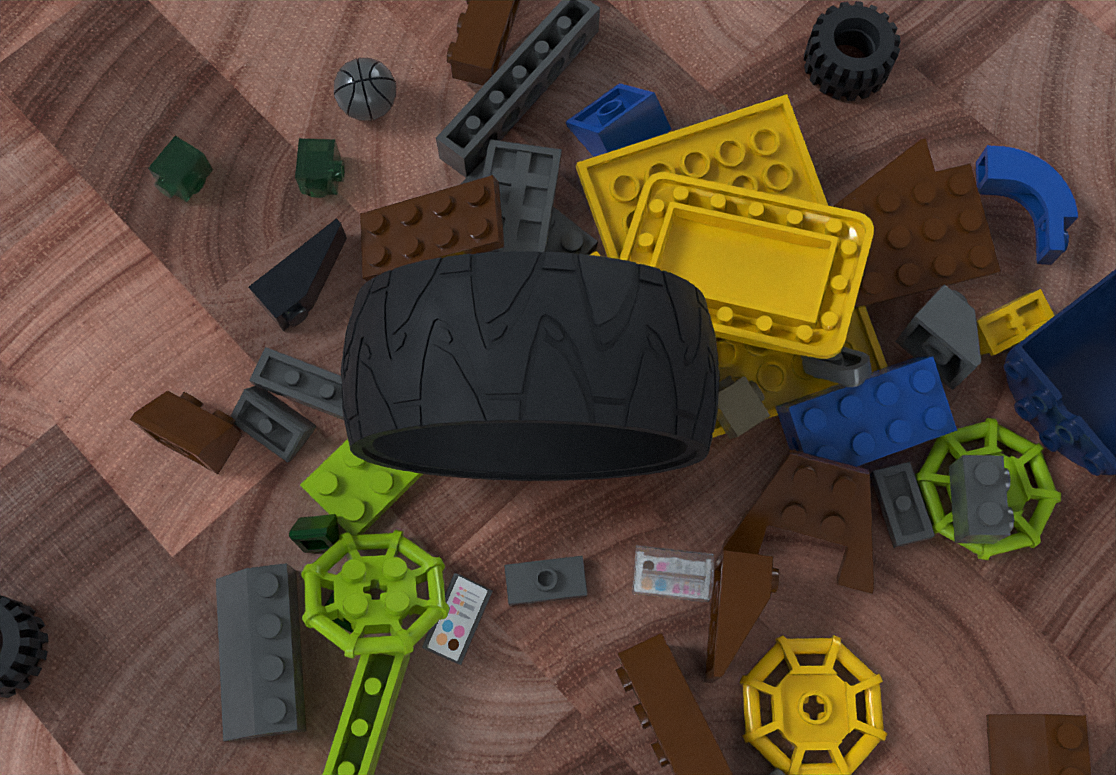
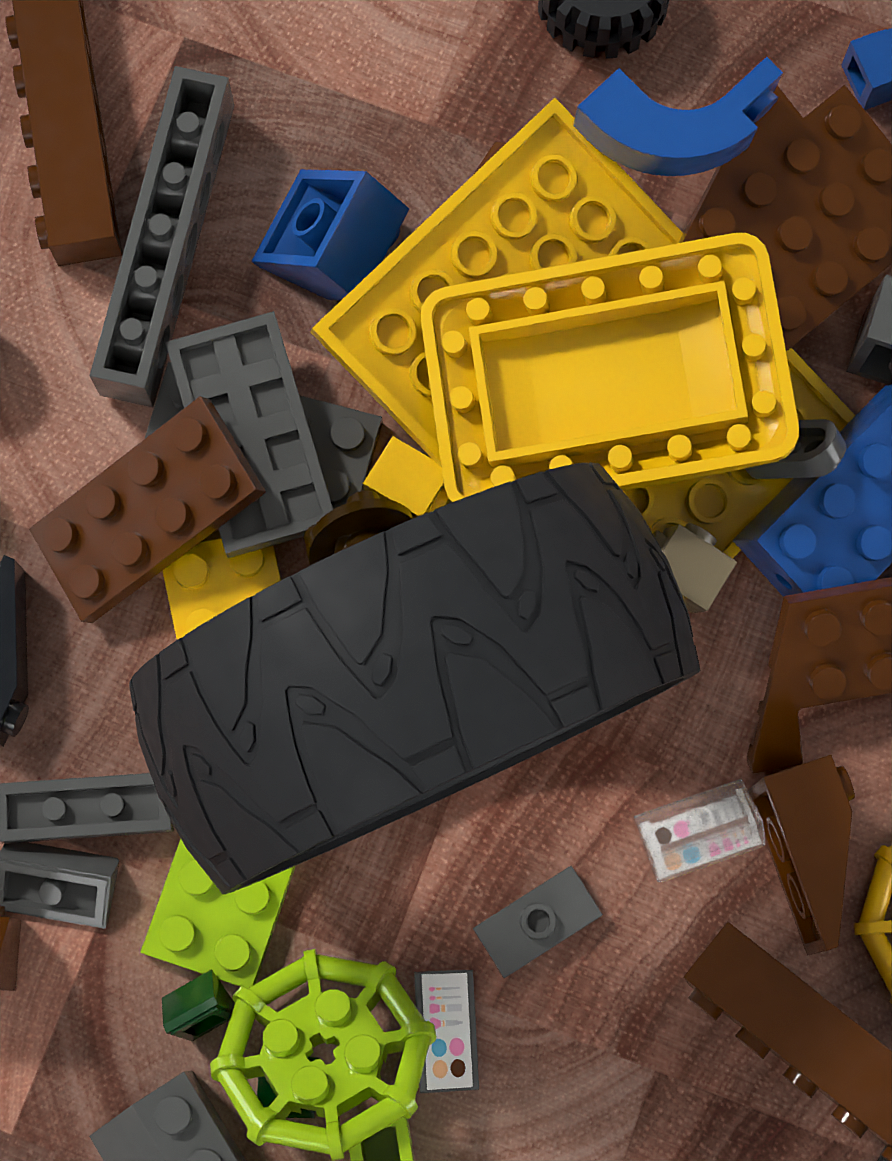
camera: 25 degrees left, 5 degrees up
(848, 147) = (675, 141): none -> blue arch

